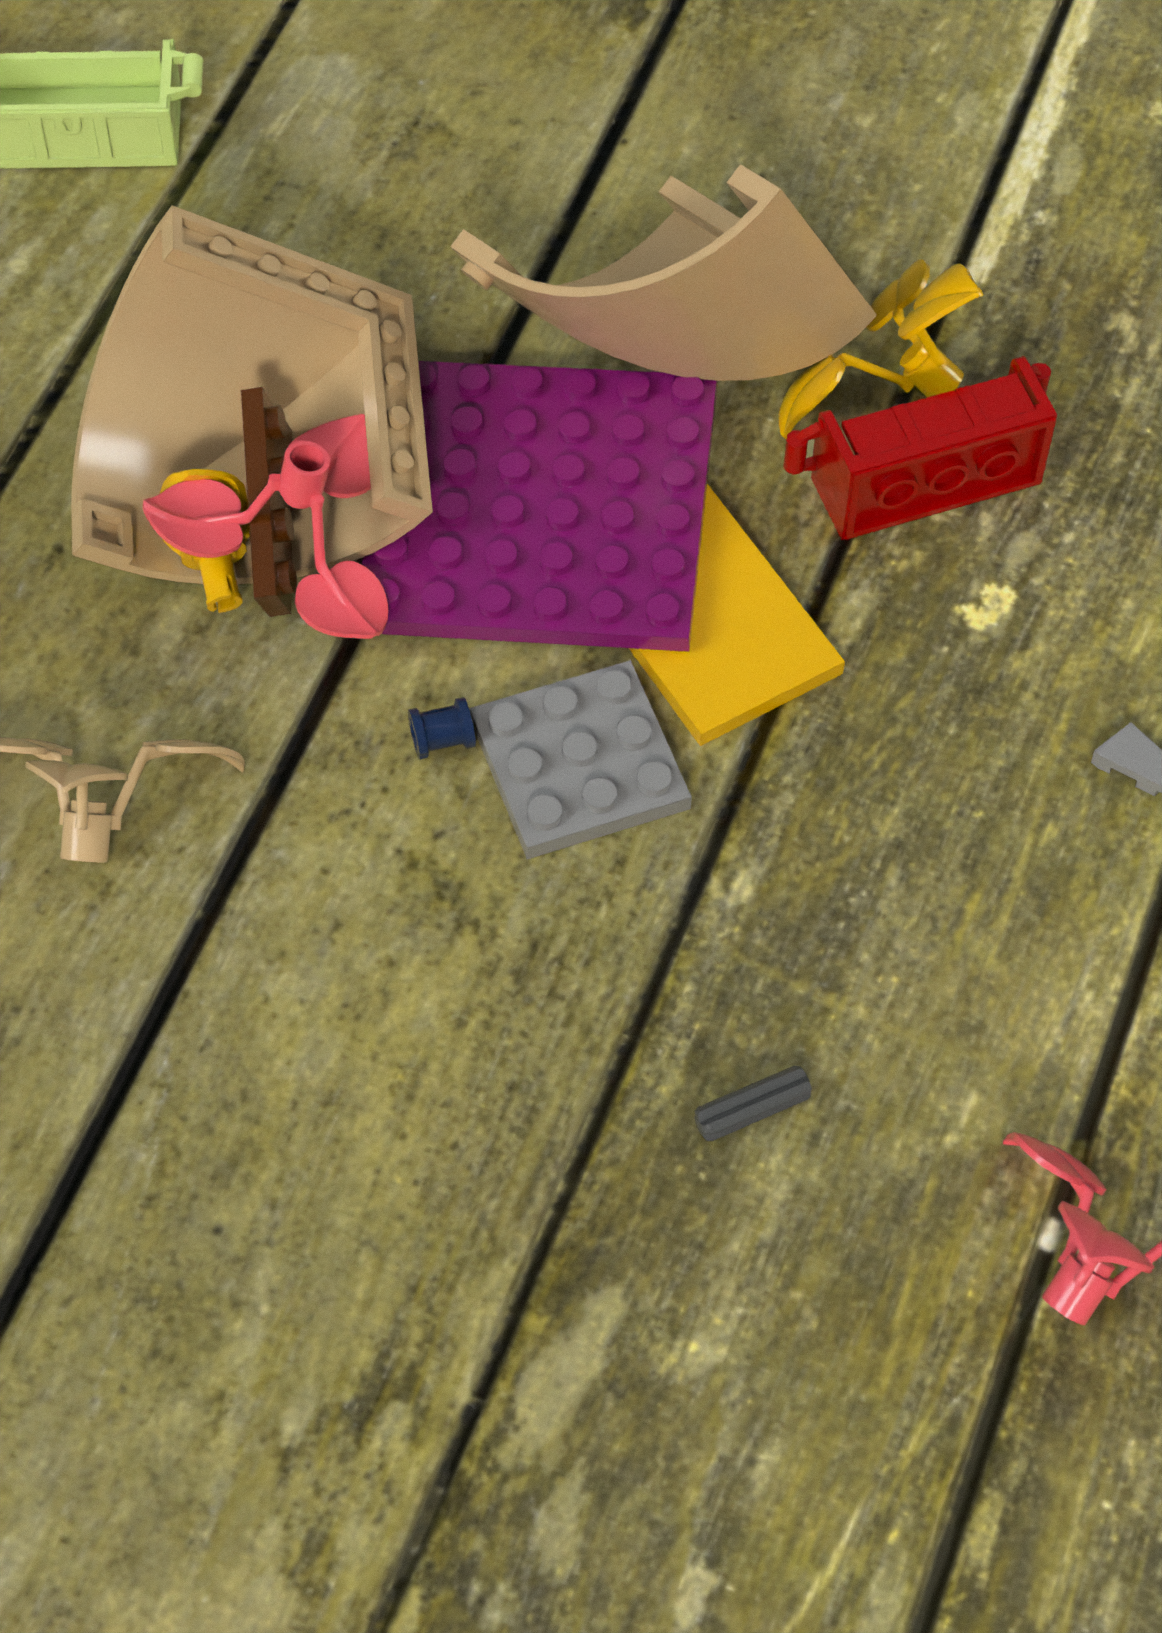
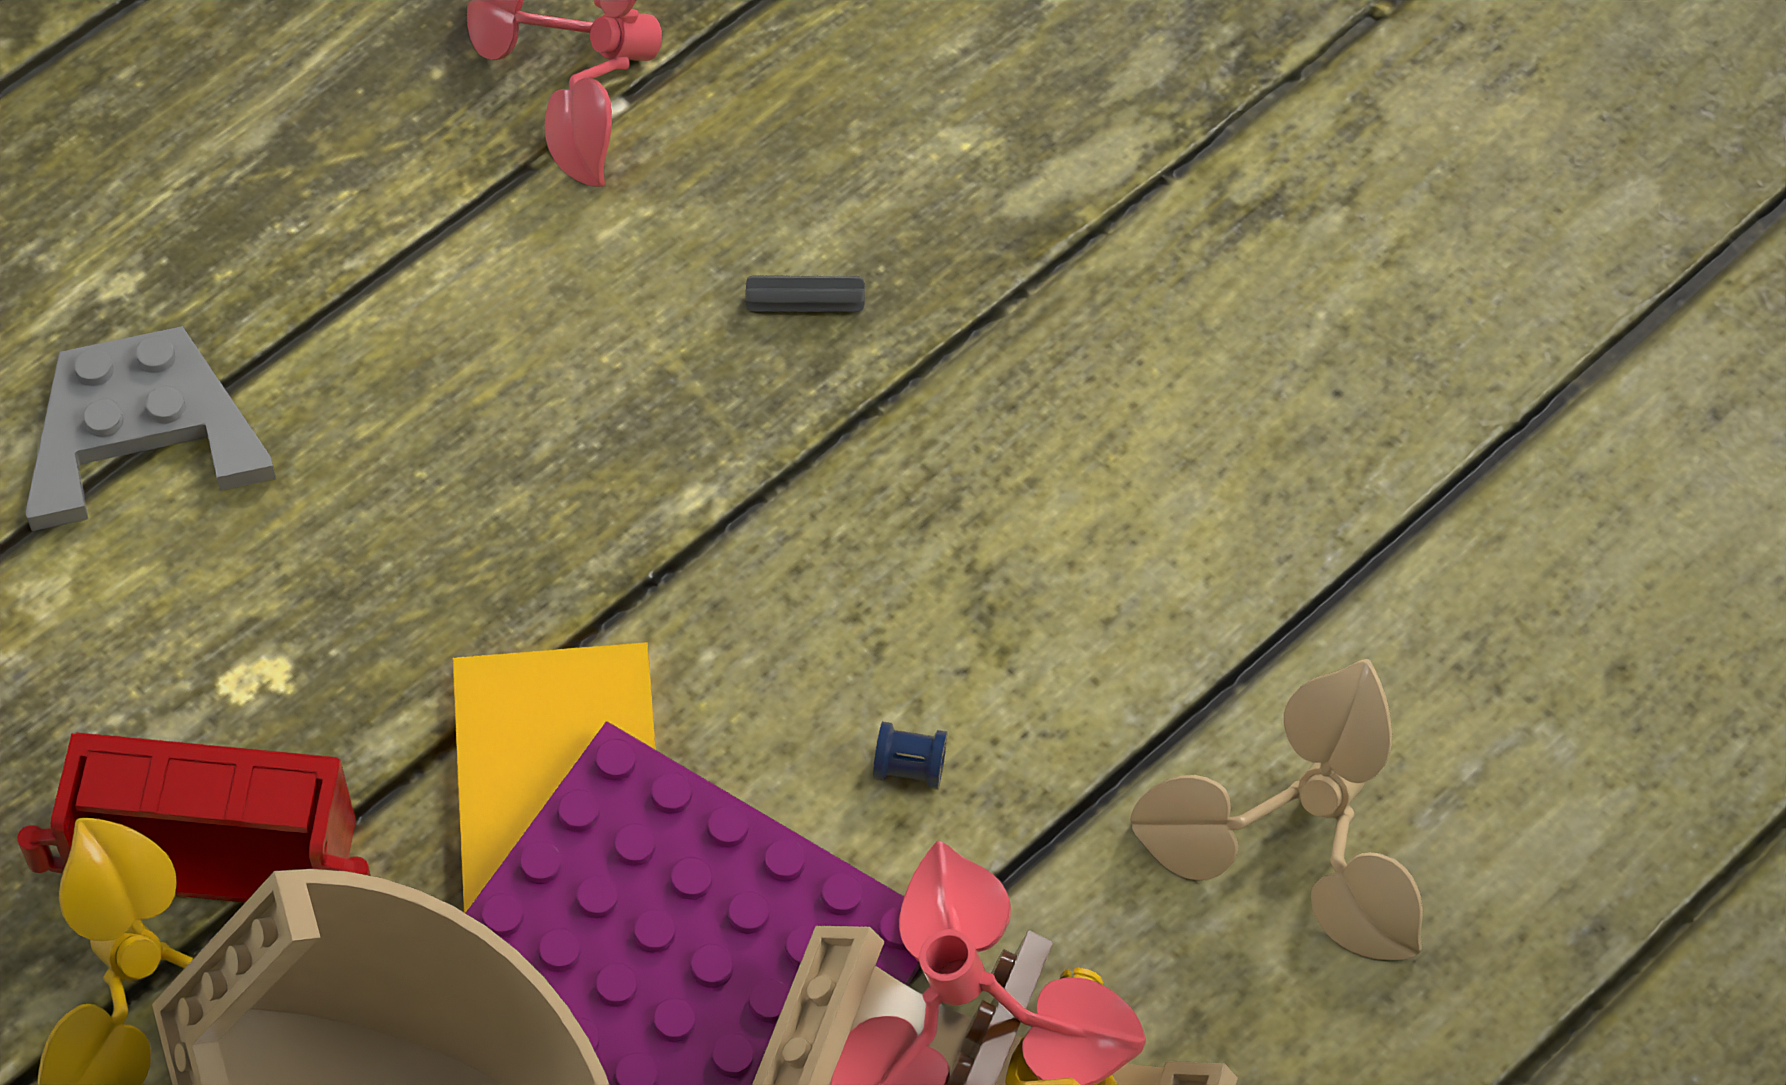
camera: 155 degrees left, 0 degrees up
(579, 759) = (781, 681): light grey plate -> none

